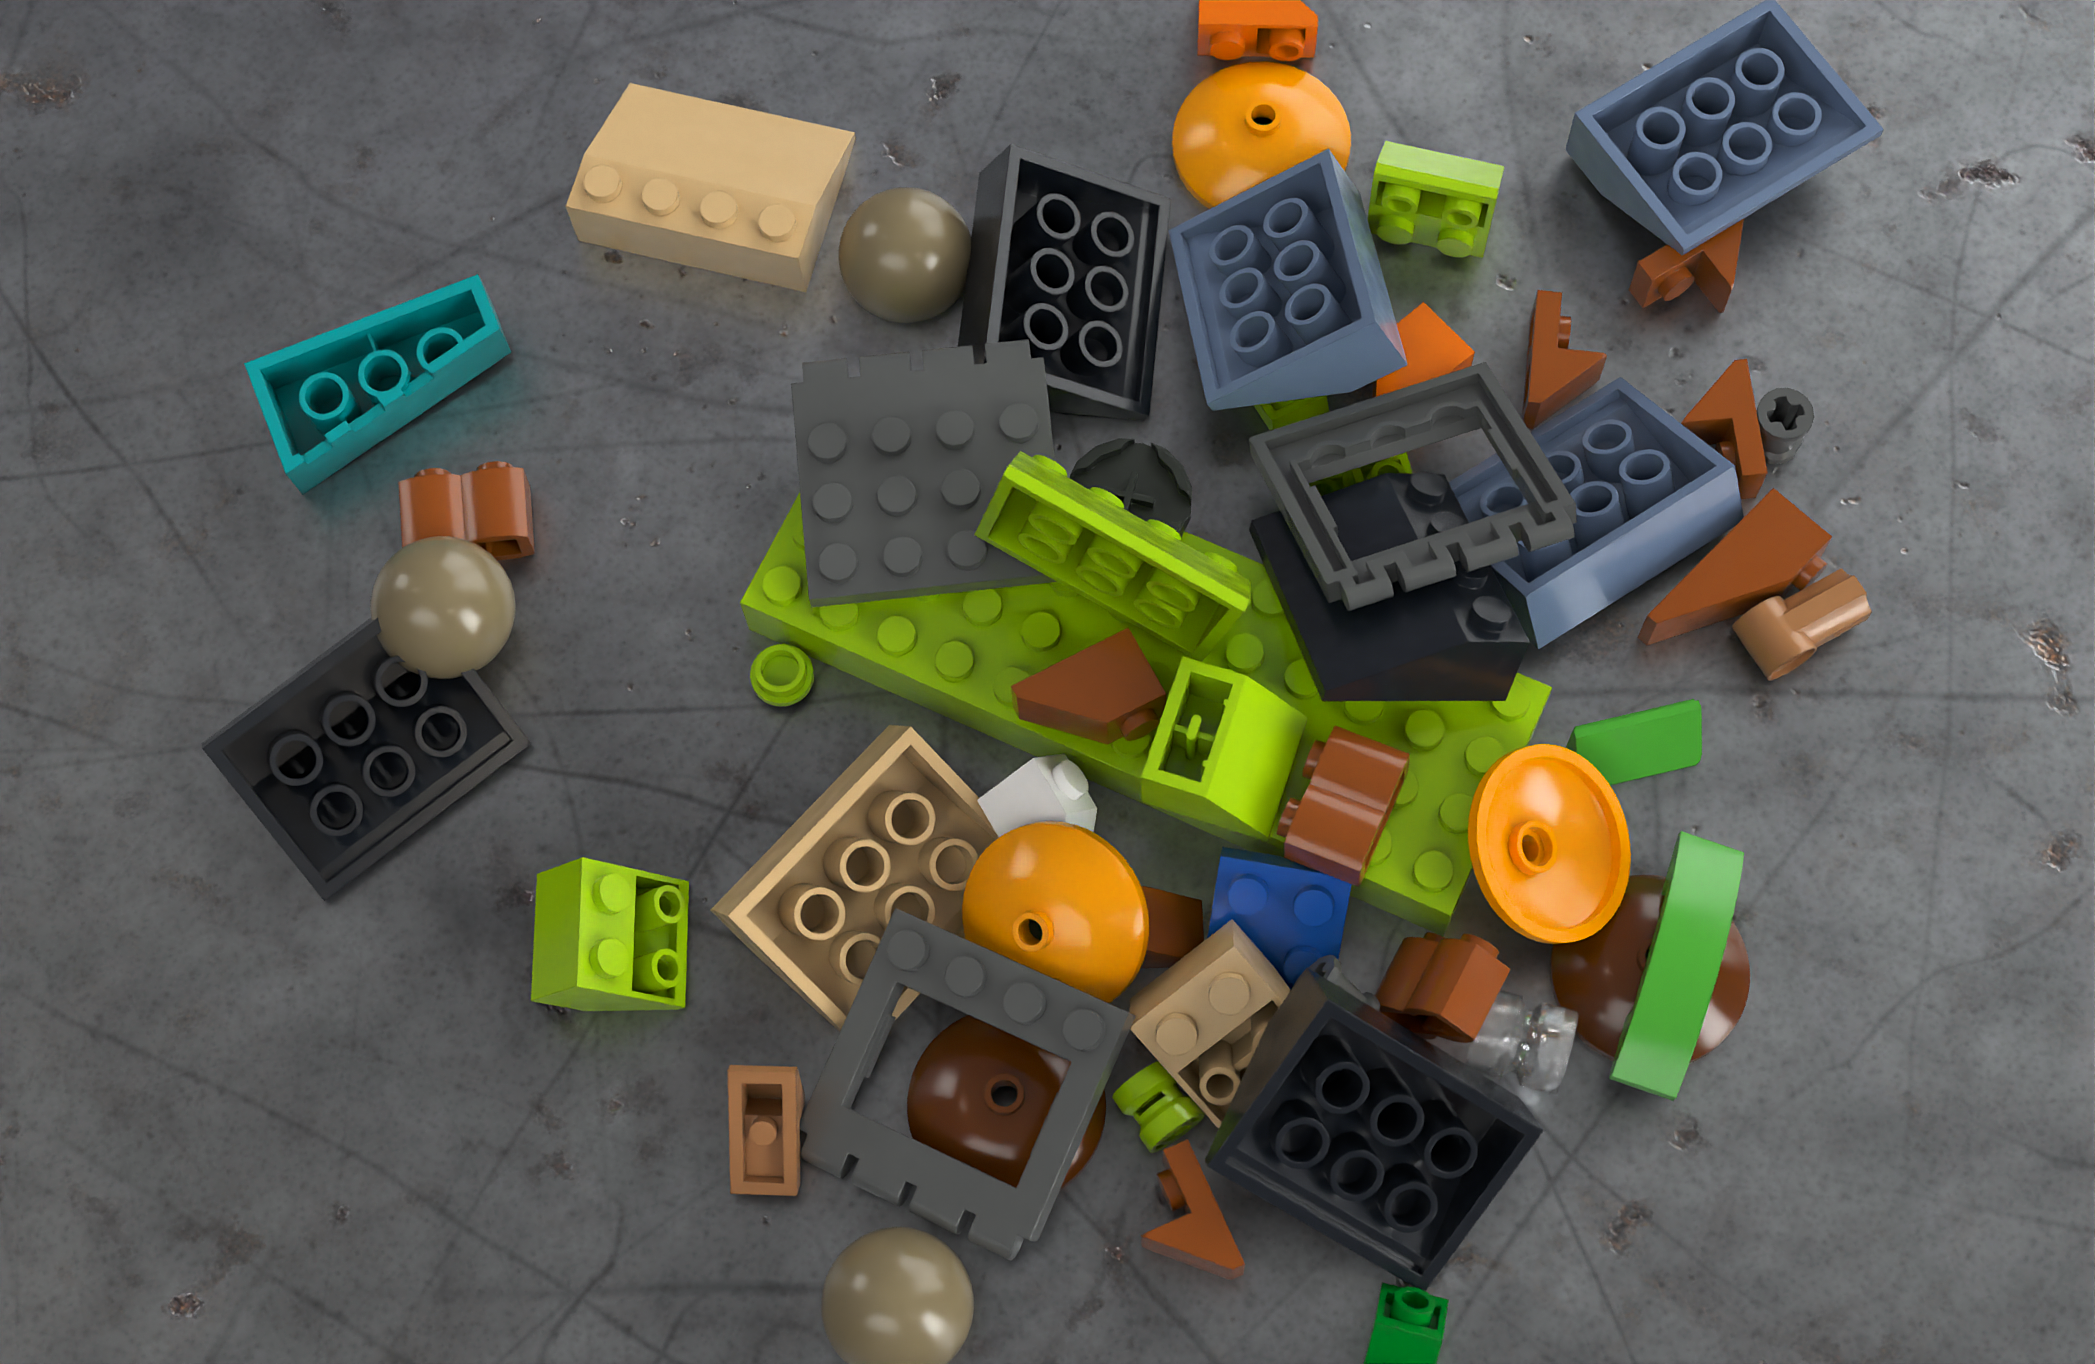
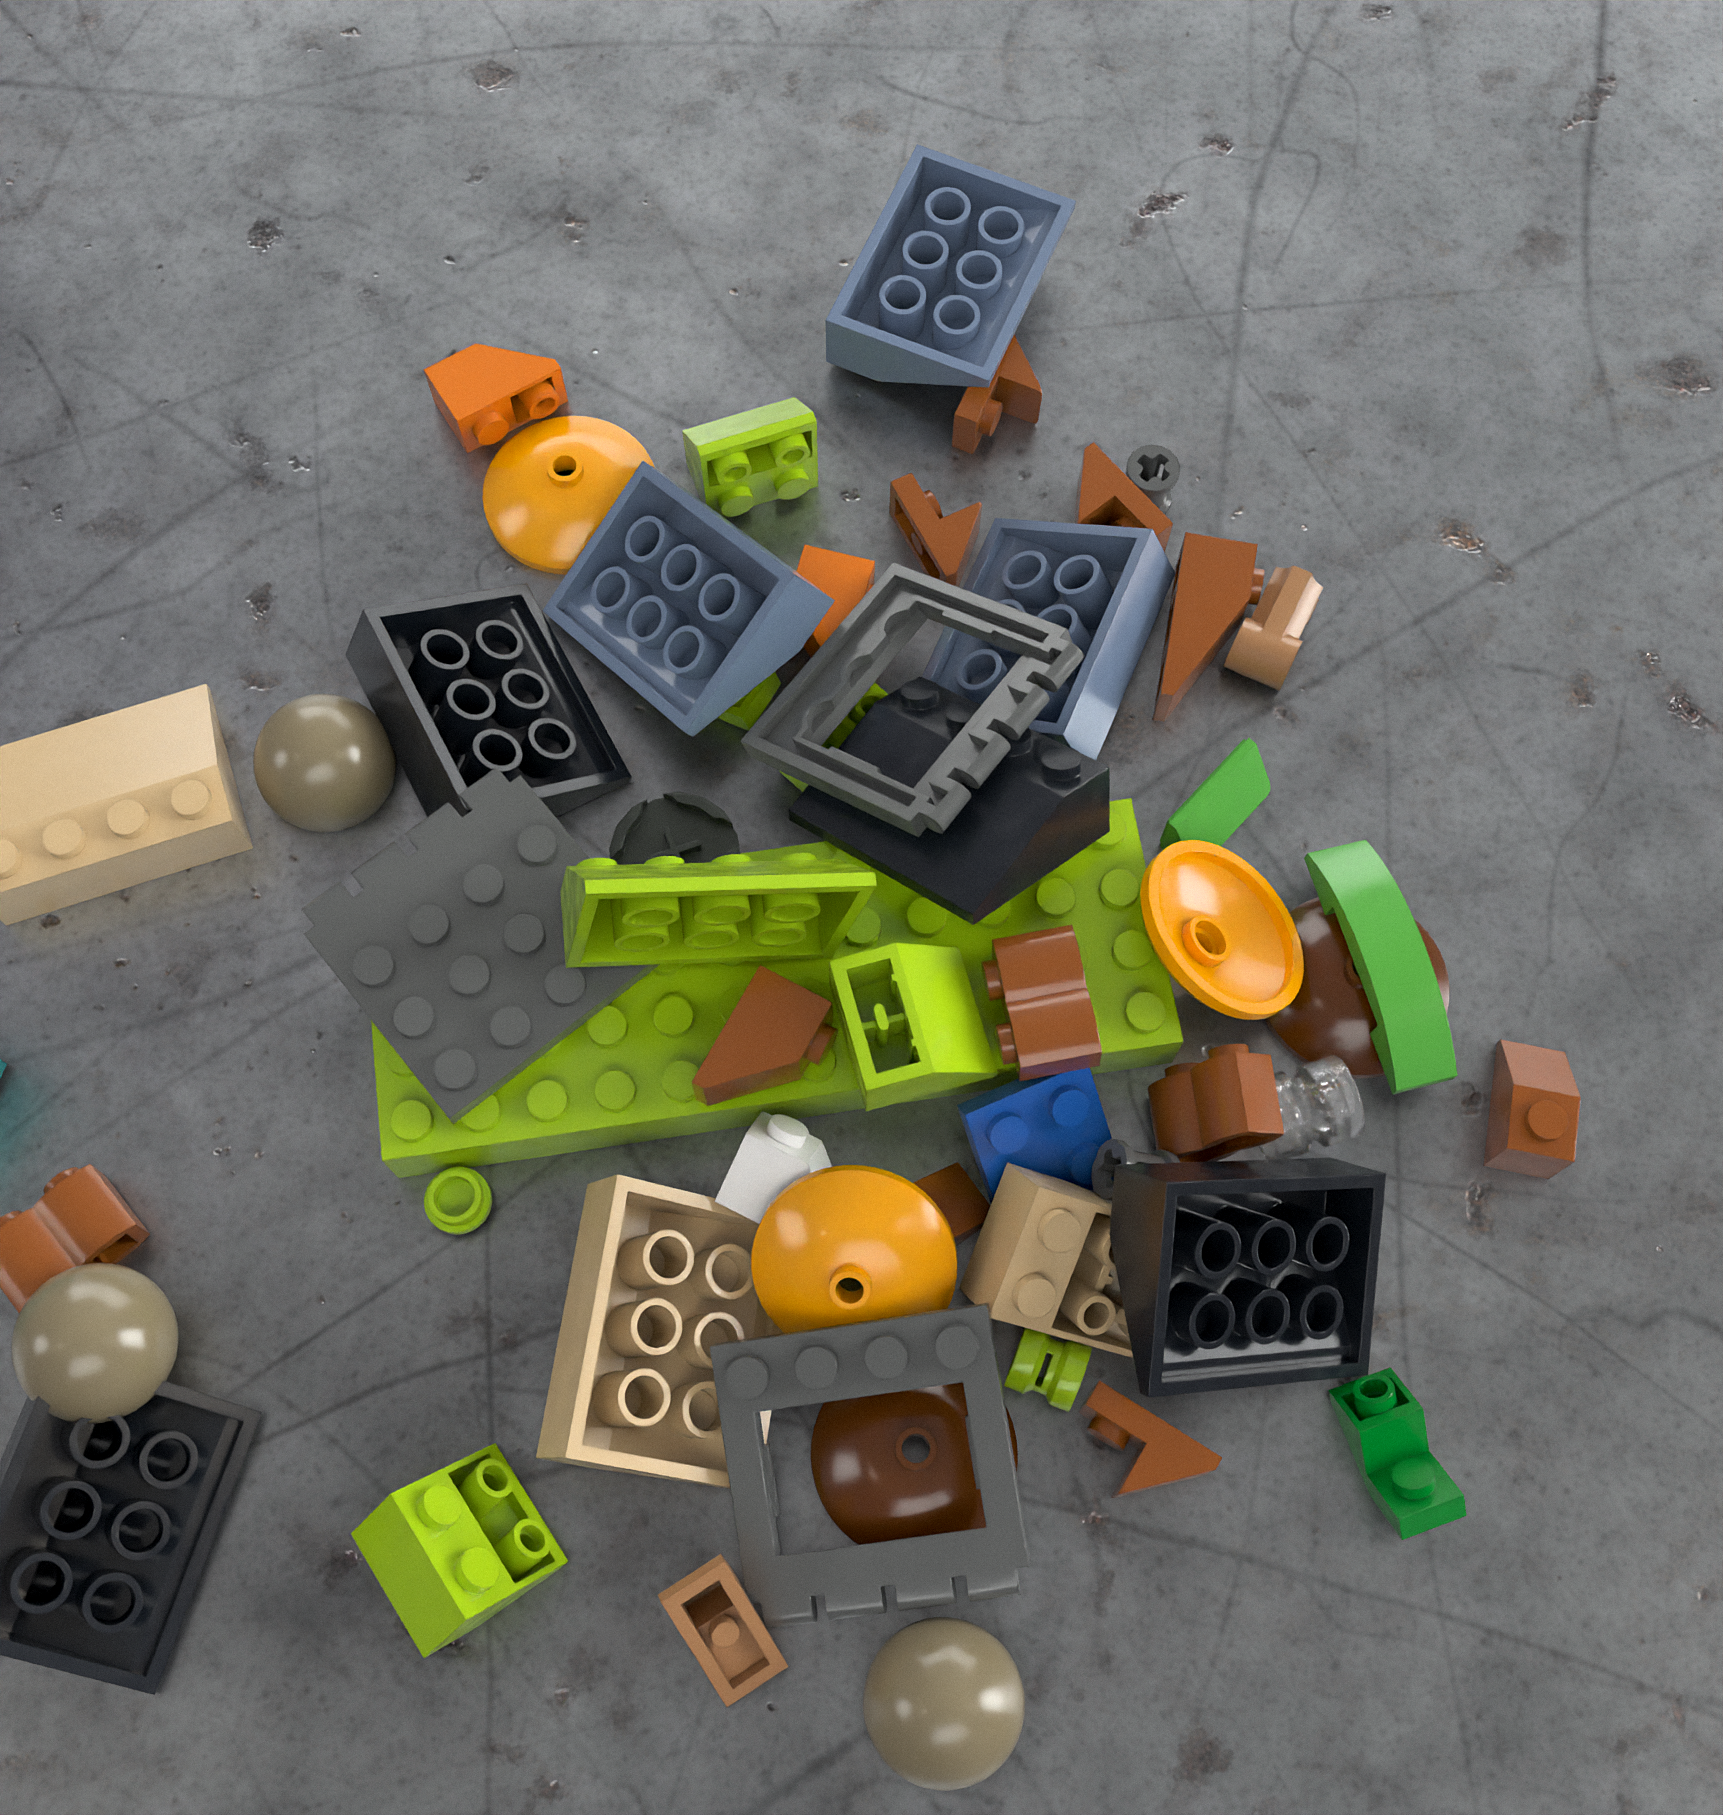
camera: 40 degrees left, 0 degrees up
(1726, 1170) = (1532, 1111): none -> dark orange slope

